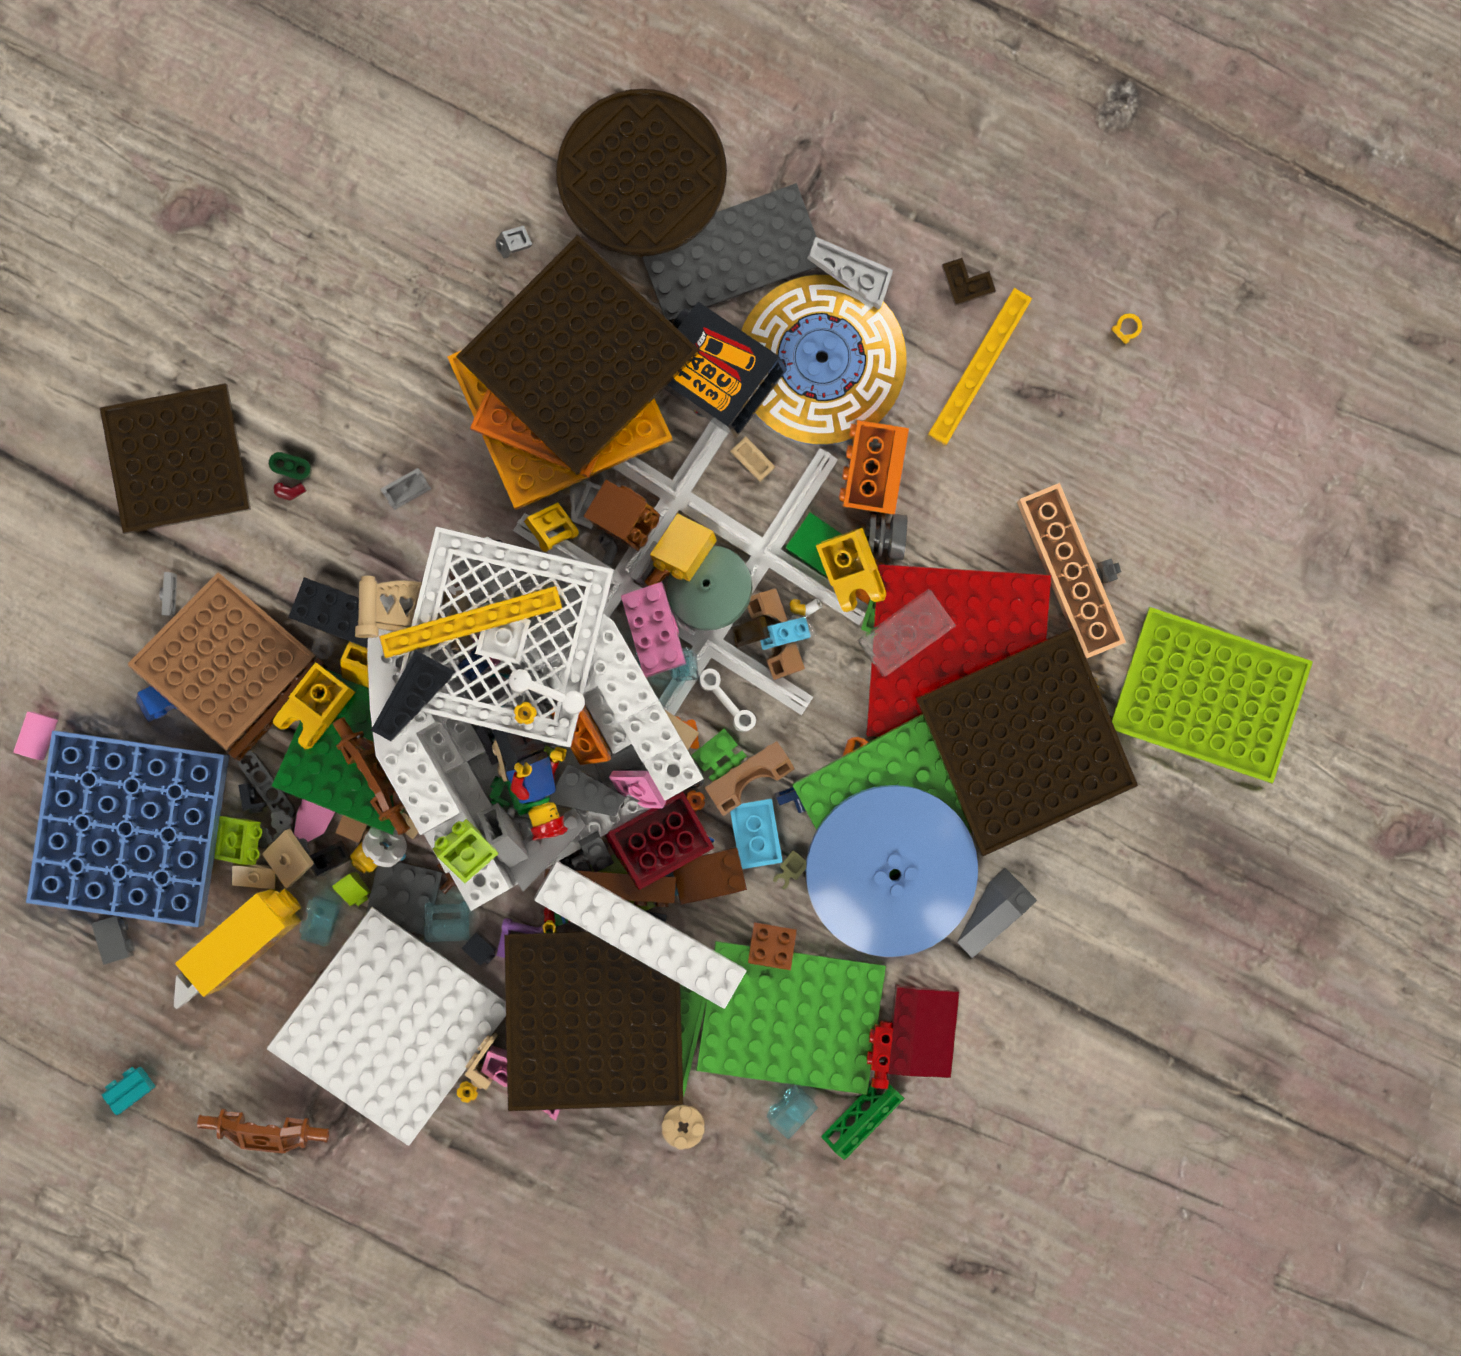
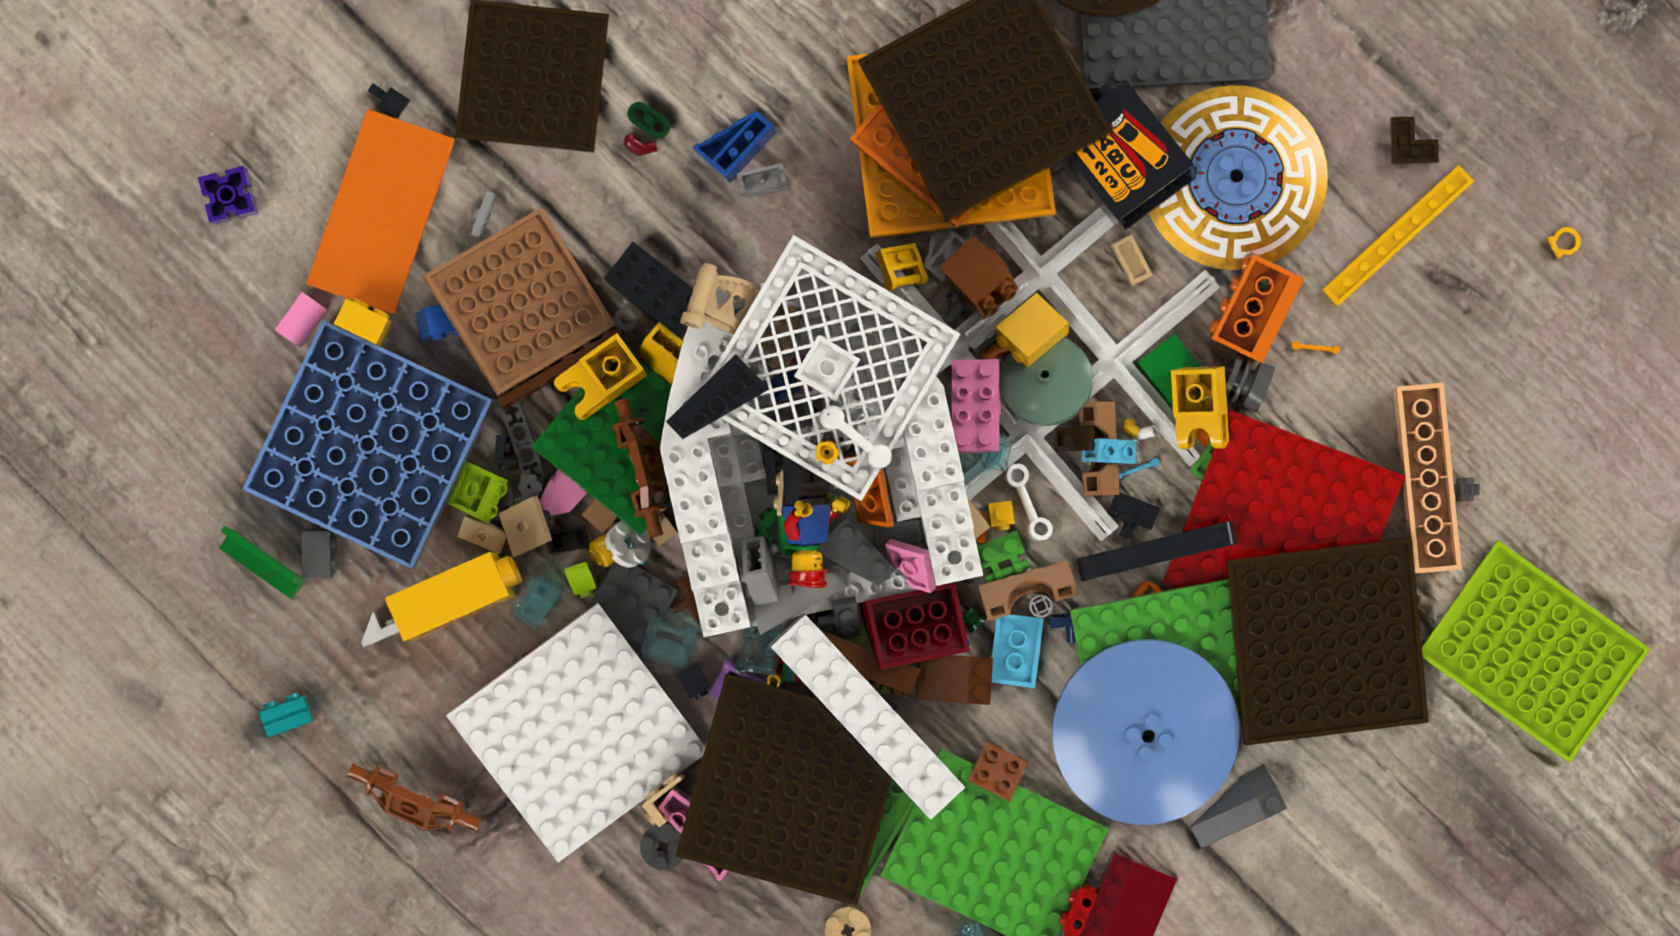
camera: 20 degrees right, 0 degrees up
(57, 519) = (391, 101): none -> black plate
(64, 962) = (261, 563): none -> green fence
(77, 619) = (381, 211): none -> orange tile
(90, 722) = (361, 321): none -> yellow brick
(374, 464) = (737, 145): none -> blue wedge
(464, 850) = (719, 573): lime plate -> none
(470, 622) = (799, 342): yellow tile -> none
(472, 1092) = (631, 830): yellow plate -> none
(485, 1108) = (649, 846): none -> dark grey plate
(535, 911) = (765, 659): none -> clear light blue plate
(699, 797) = (969, 594): orange plate -> none
(706, 719) = (1001, 515): none -> yellow brick
(709, 817) = (973, 618): none -> dark green wheel
(763, 786) = (1037, 605): none -> light grey wheel
(793, 867) = (1043, 696): olive plate -> none
(822, 681) = (1133, 513): none -> black plate
(827, 631) = (1154, 463): none -> medium azure hinge
(852, 708) = (1156, 550): none -> black beam
(854, 271) = (1296, 96): light grey wing -> none
(906, 633) = (1236, 489): clear brick -> none
(920, 489) = (1334, 349): none -> light orange hinge

